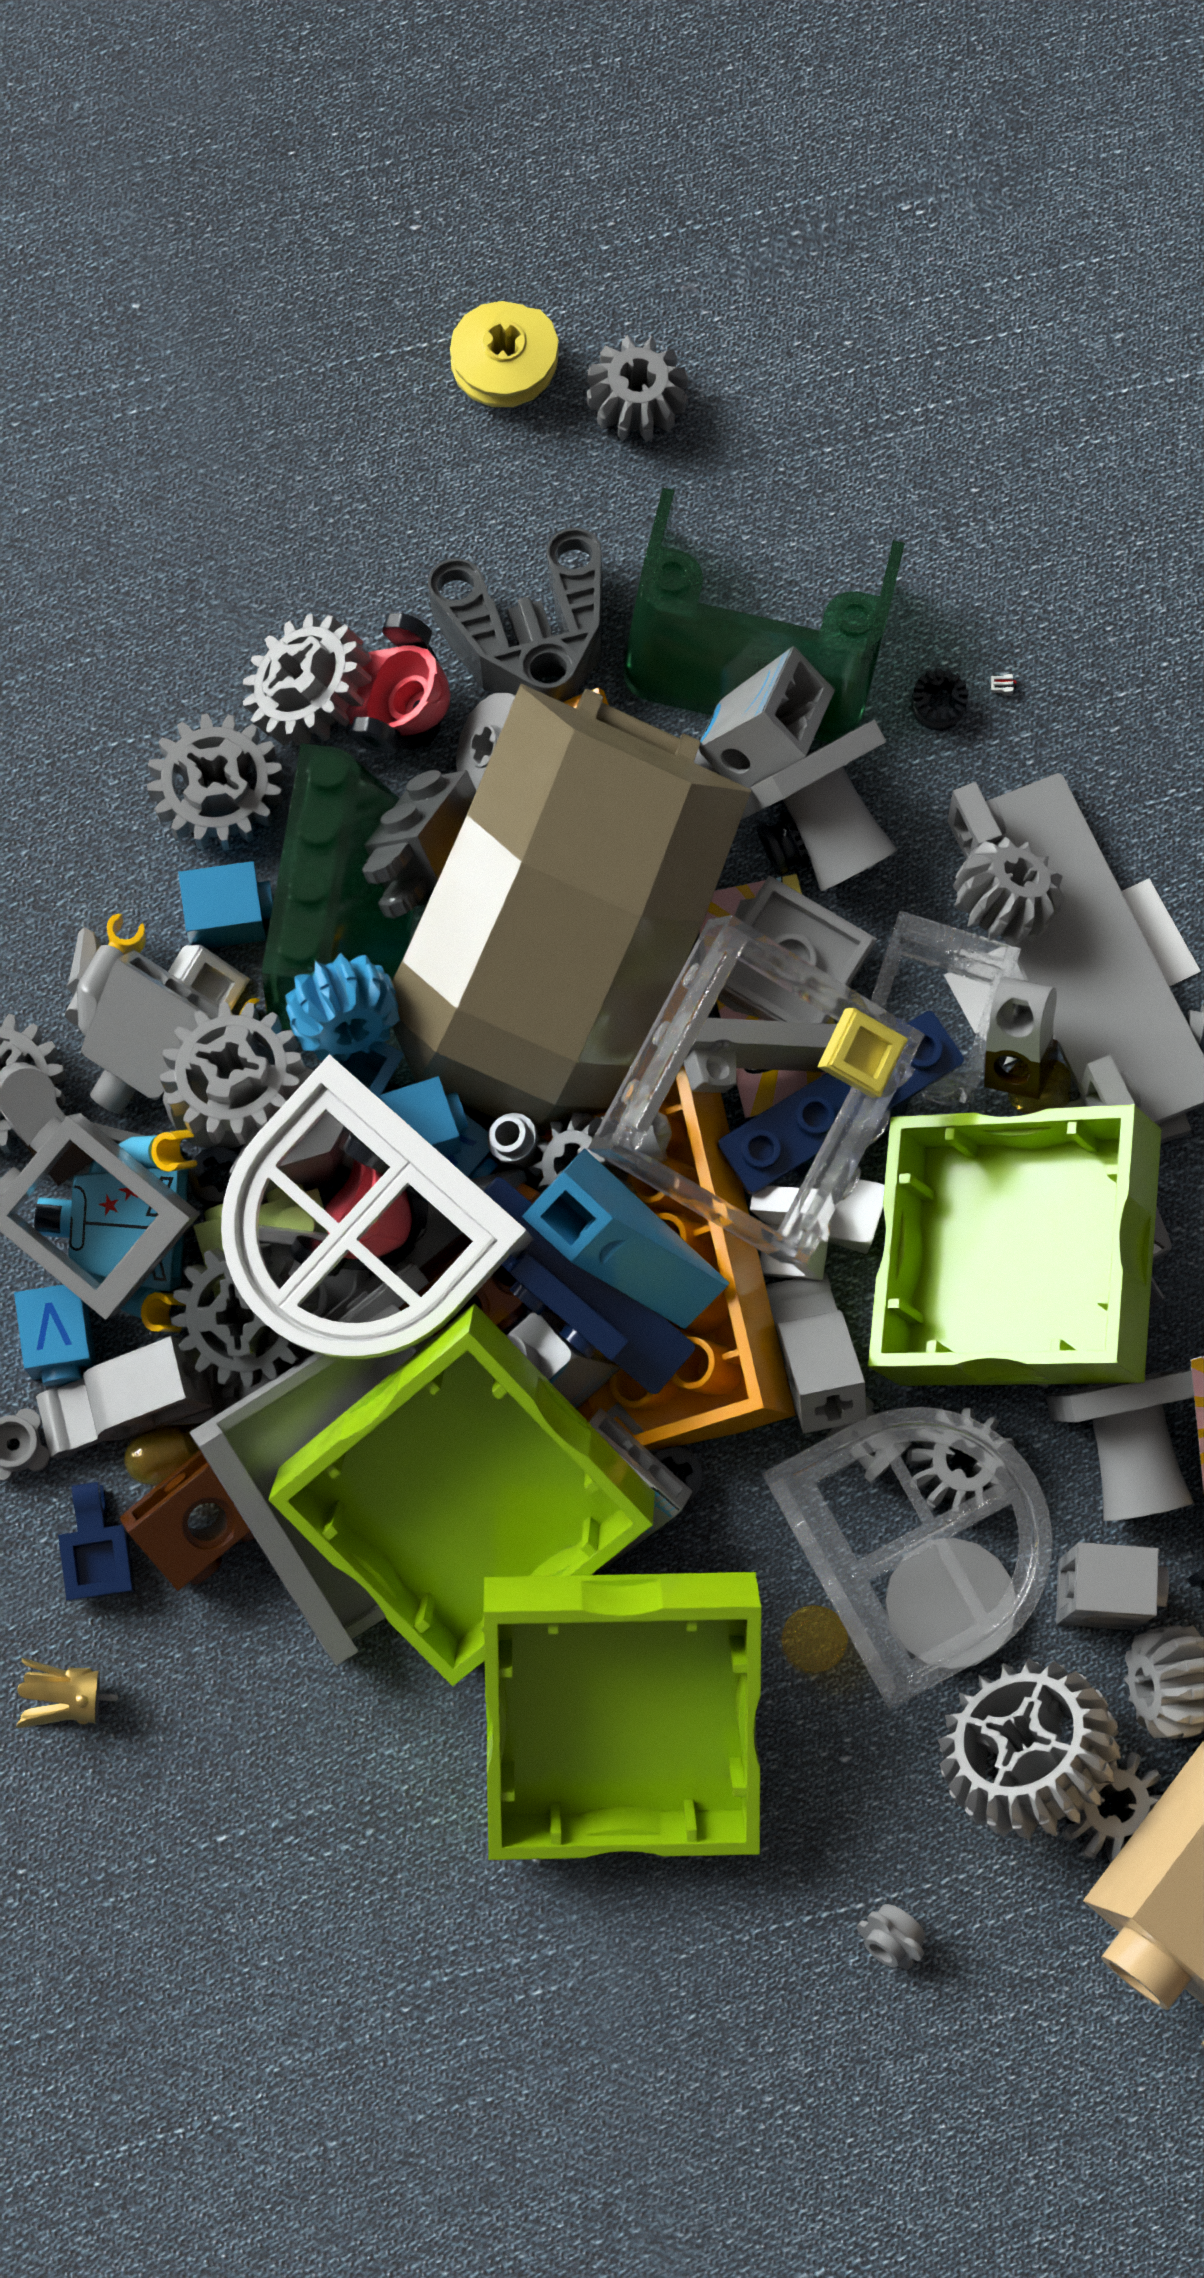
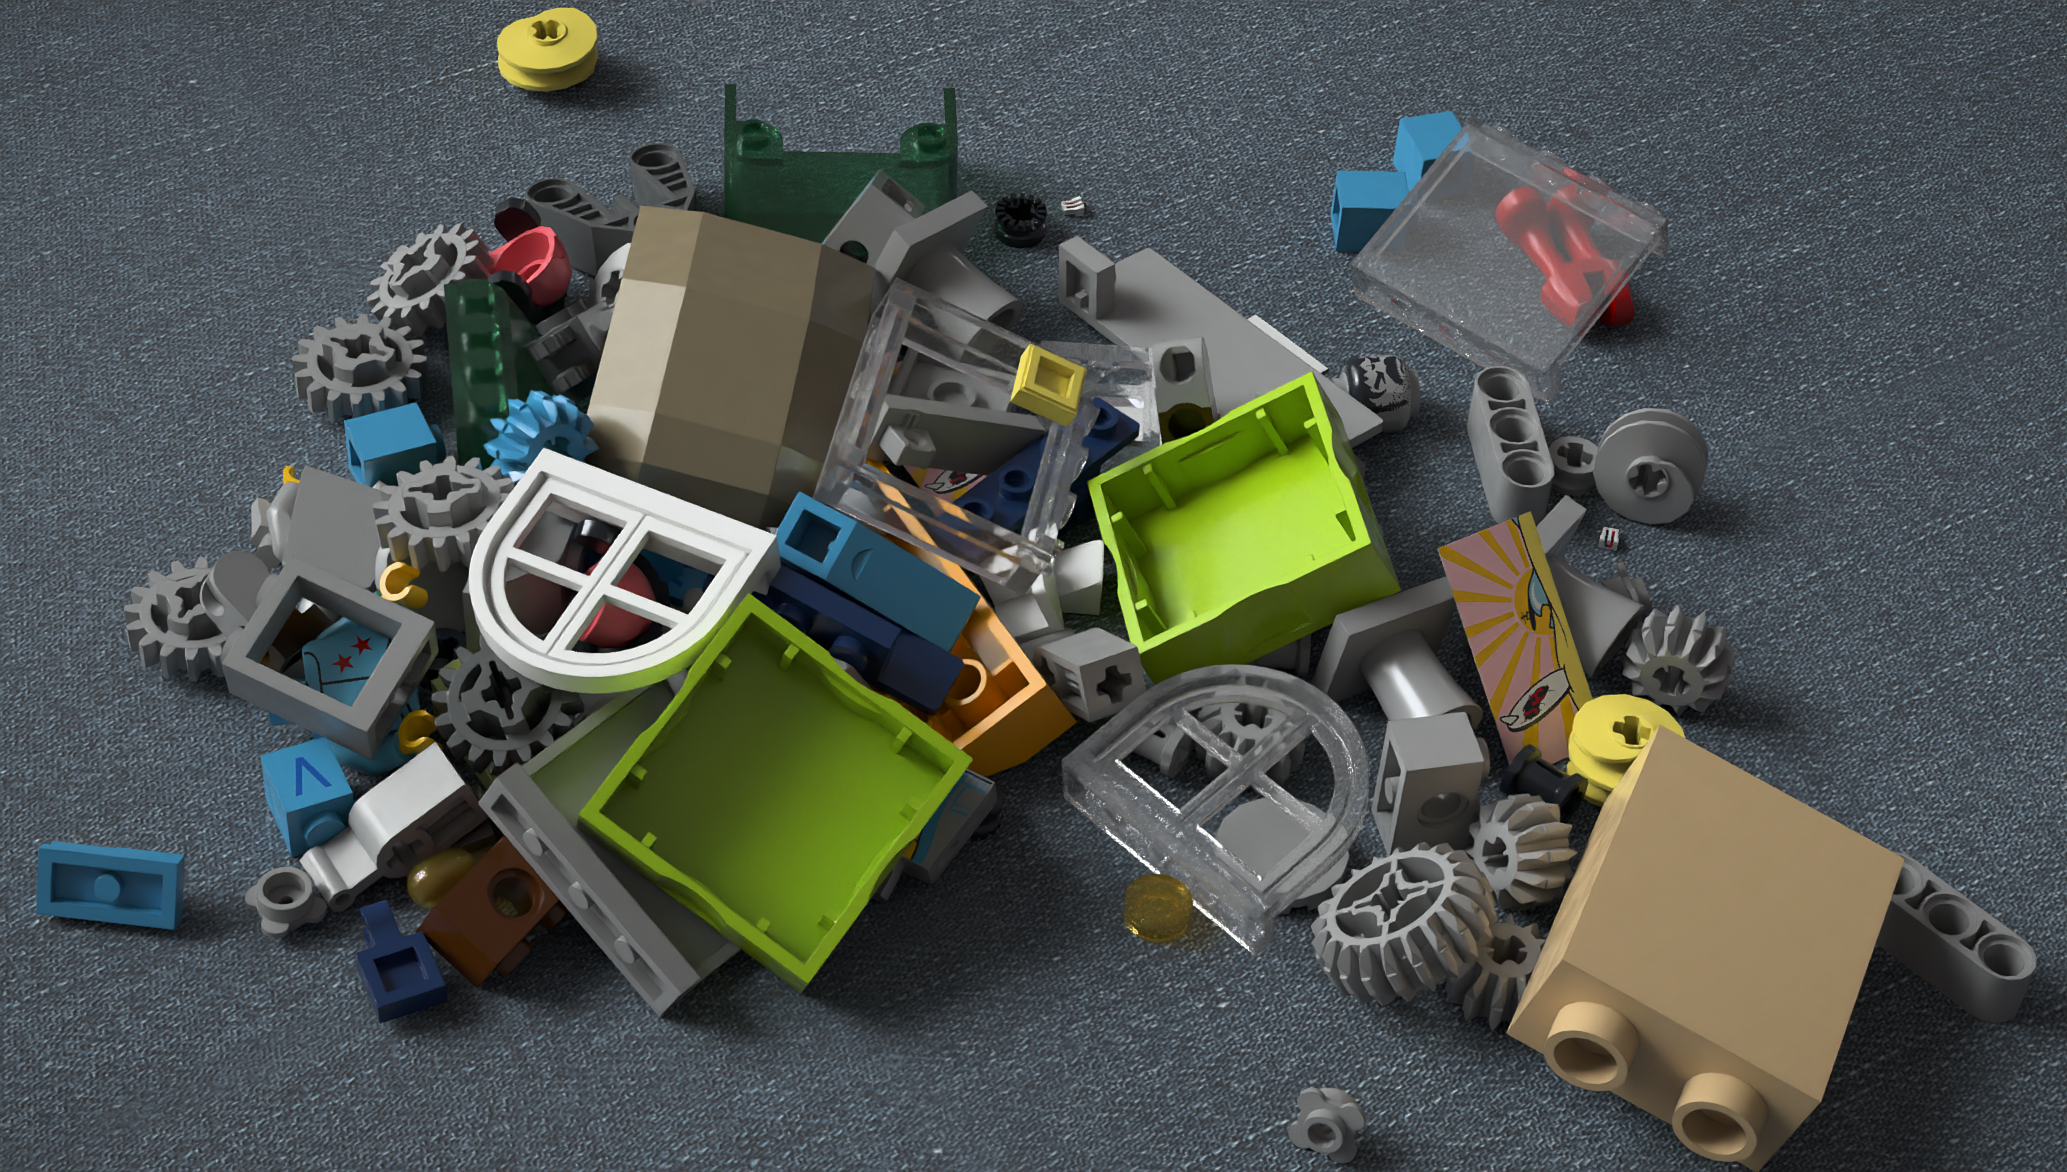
camera: 15 degrees left, 30 degrees down
(73, 1689) = (402, 1093): pearl gold piece -> none
(622, 1714) = (991, 953): lime tile -> none
(641, 367) = (675, 57): light grey gear -> none
(1008, 891) = (1134, 305): light grey gear -> none

